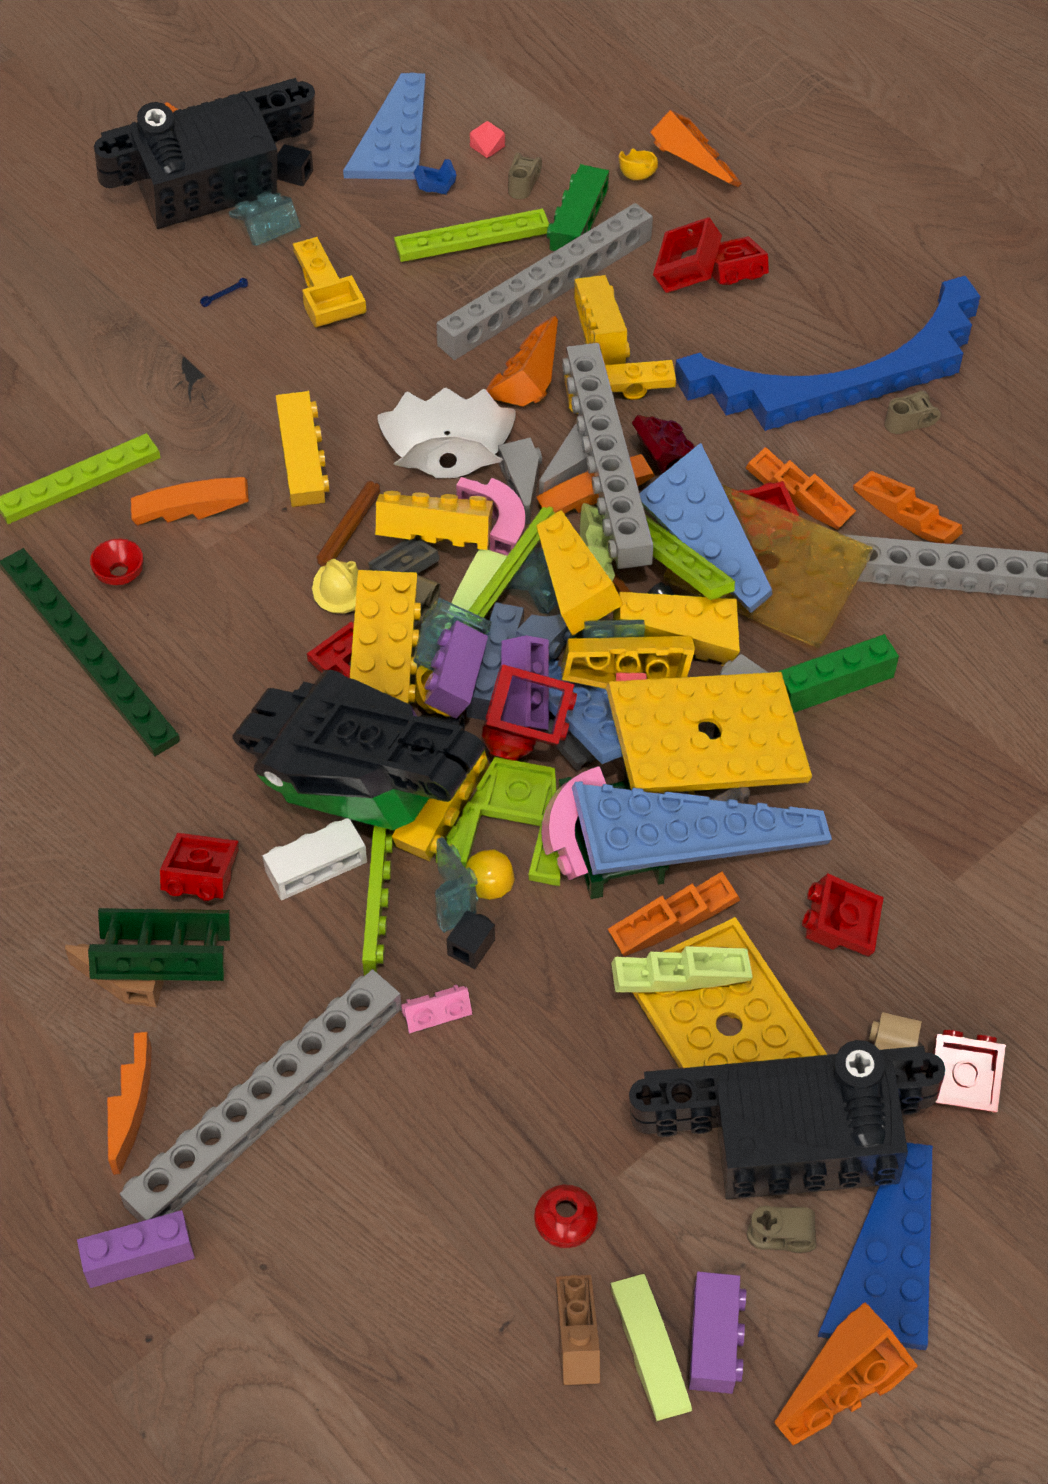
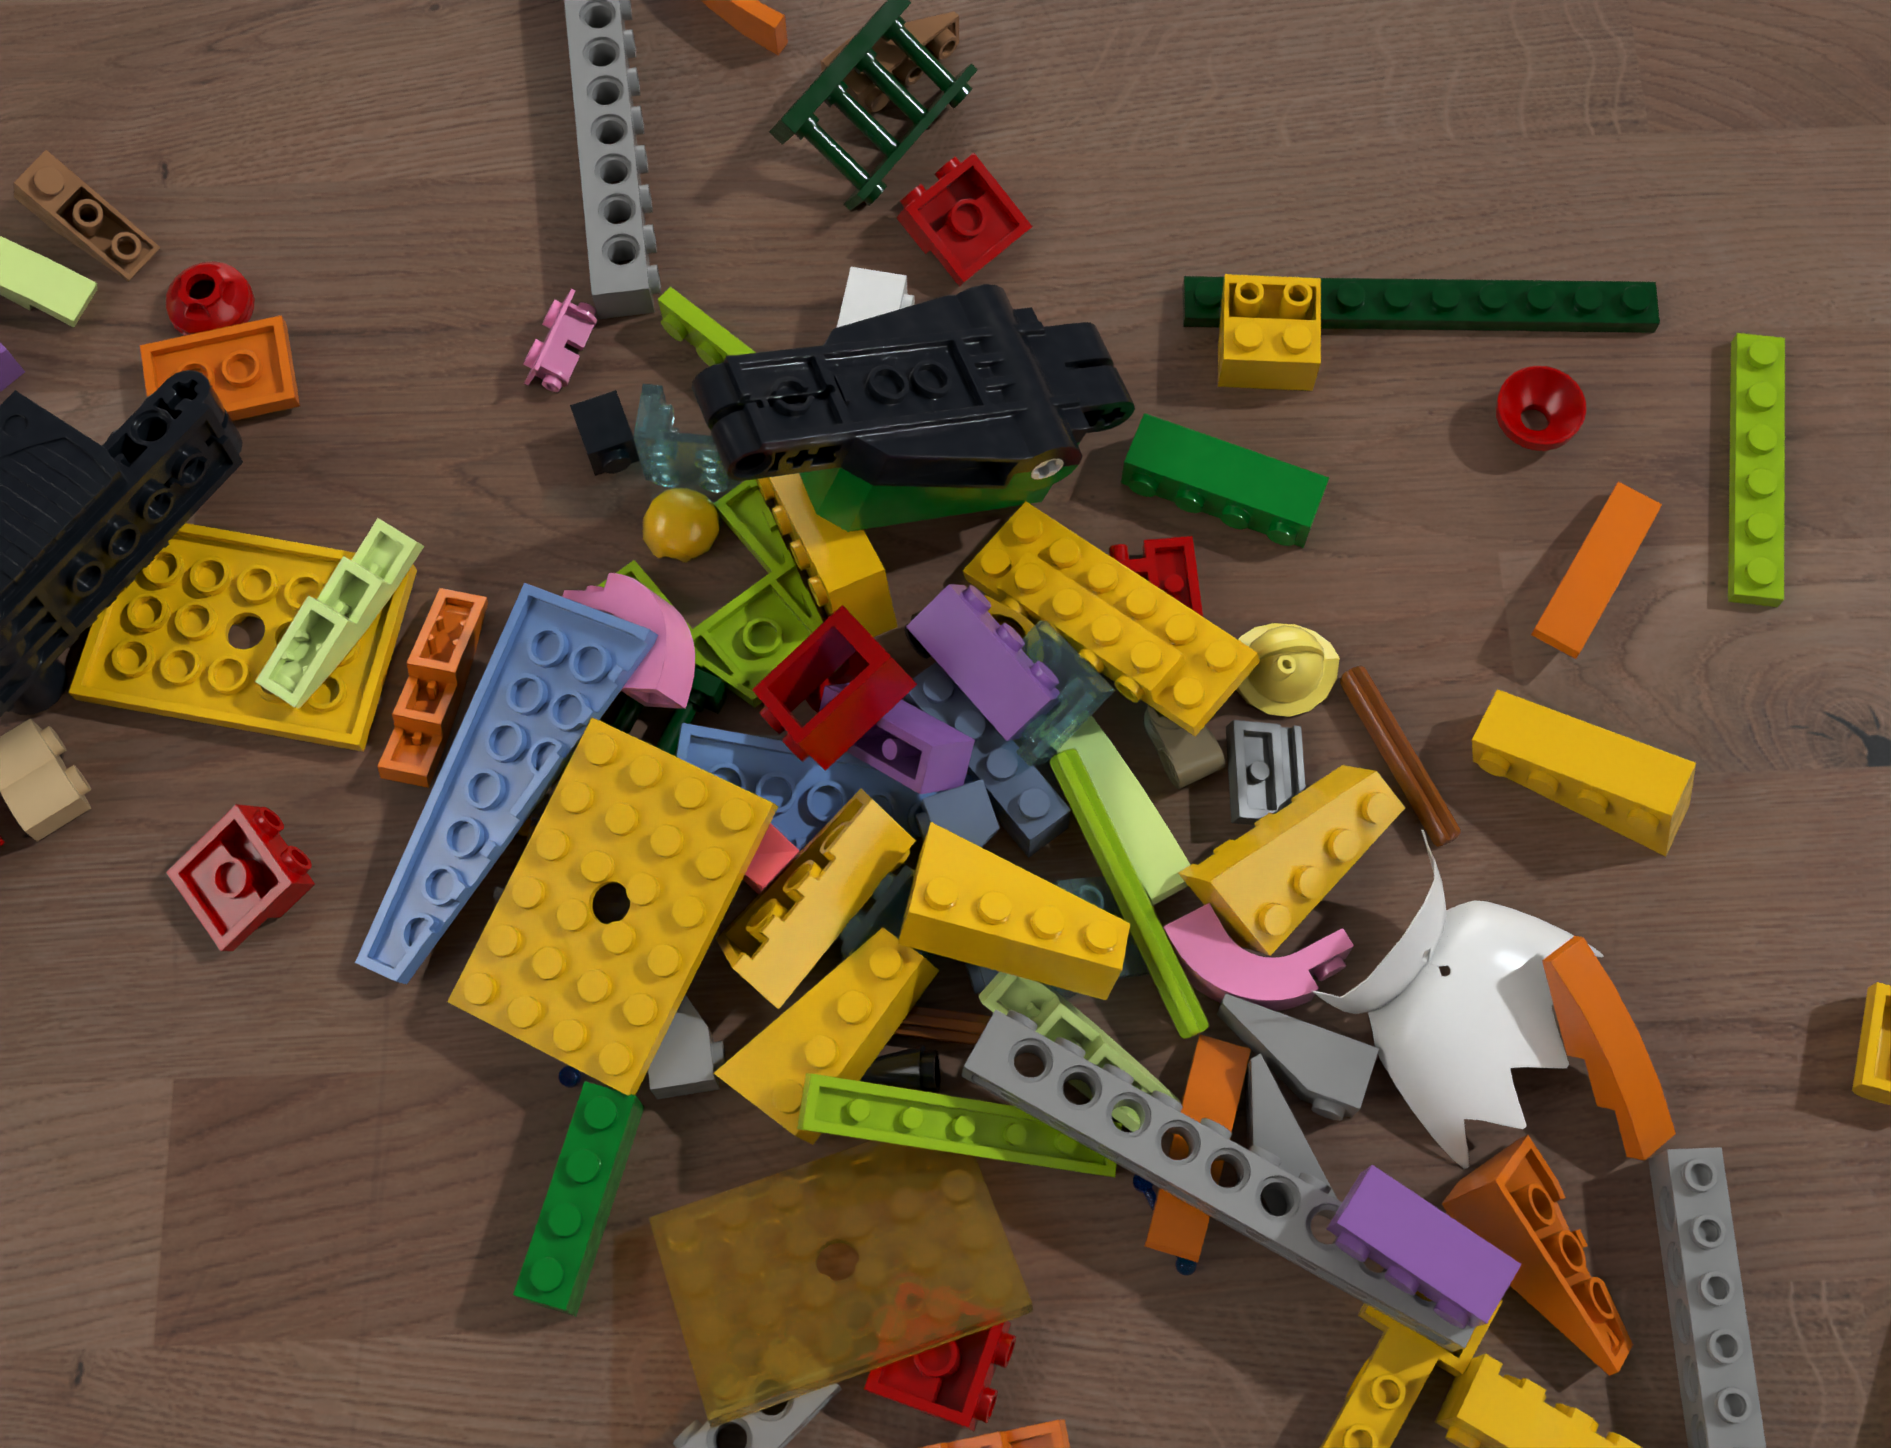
camera: 130 degrees right, 15 degrees up
(163, 686) = (1269, 332): none -> yellow slope
(262, 650) = (1223, 481): none -> green brick
(426, 375) = (1603, 1033): none -> orange slope
(578, 364) = (1422, 1249): none -> medium lavender brick
(606, 1161) = (243, 362): none -> orange plate
(662, 440) = (1202, 1325): dark red plate -> none
(698, 512) = (984, 1218): medium blue wing -> none

